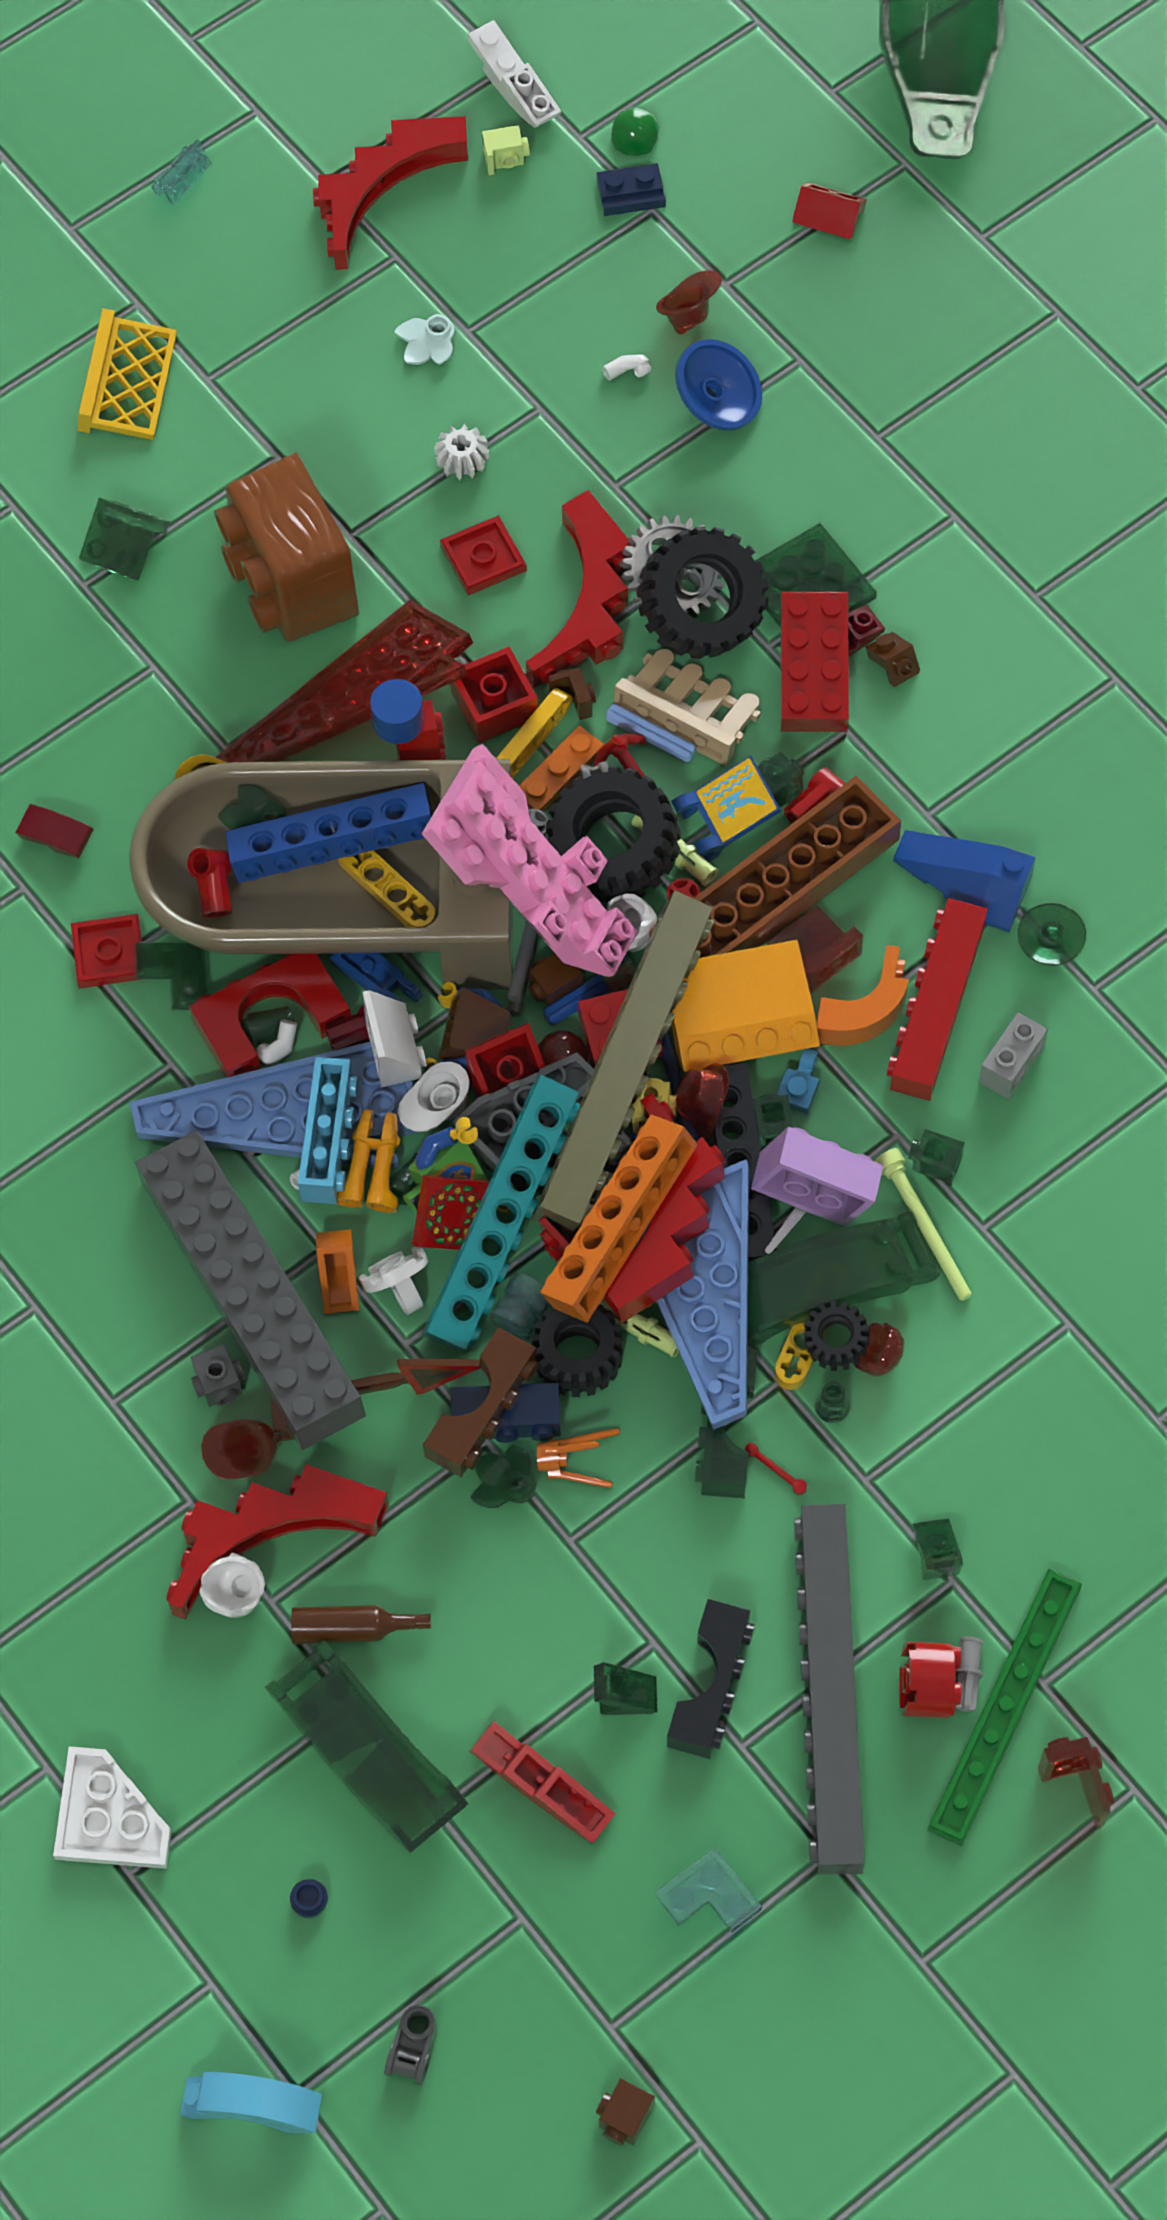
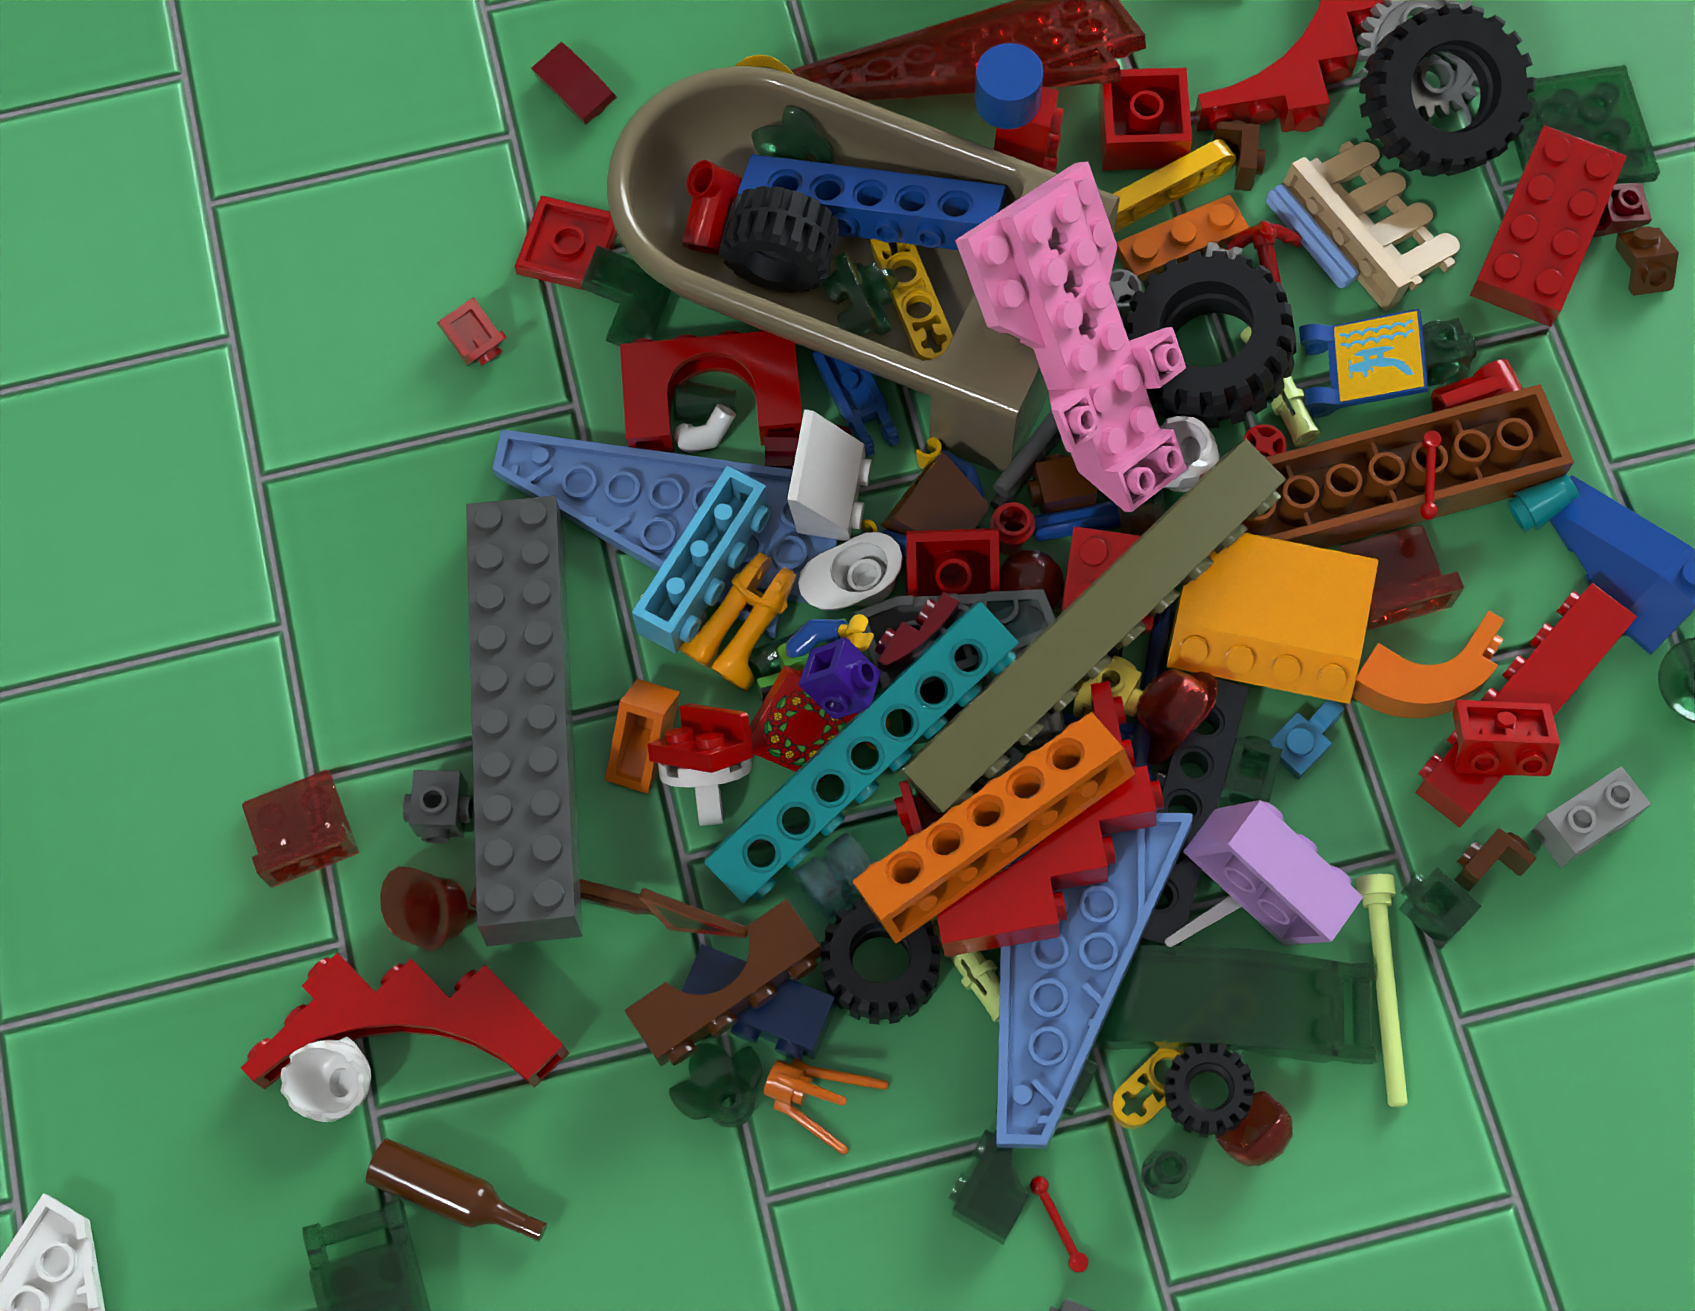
camera: 25 degrees right, 5 degrees up
(72, 1043) = (472, 333): none -> red bracket
(123, 1435) = (299, 829): none -> clear red bracket
(278, 884) = (779, 239): none -> black tyre
(340, 893) = (868, 290): none -> clear green hips
(388, 1249) = (706, 741): none -> red bracket
(467, 1166) = (839, 678): none -> dark purple brick
(501, 1122) = (906, 642): none -> dark red slope
(537, 1016) = (1015, 526): none -> red cone
(798, 845) = (1431, 442): none -> red hinge
(891, 857) = (1541, 502): none -> teal cone
(933, 1025) = (1505, 738): none -> red bracket
(962, 1100) = (1502, 846): none -> reddish brown bracket

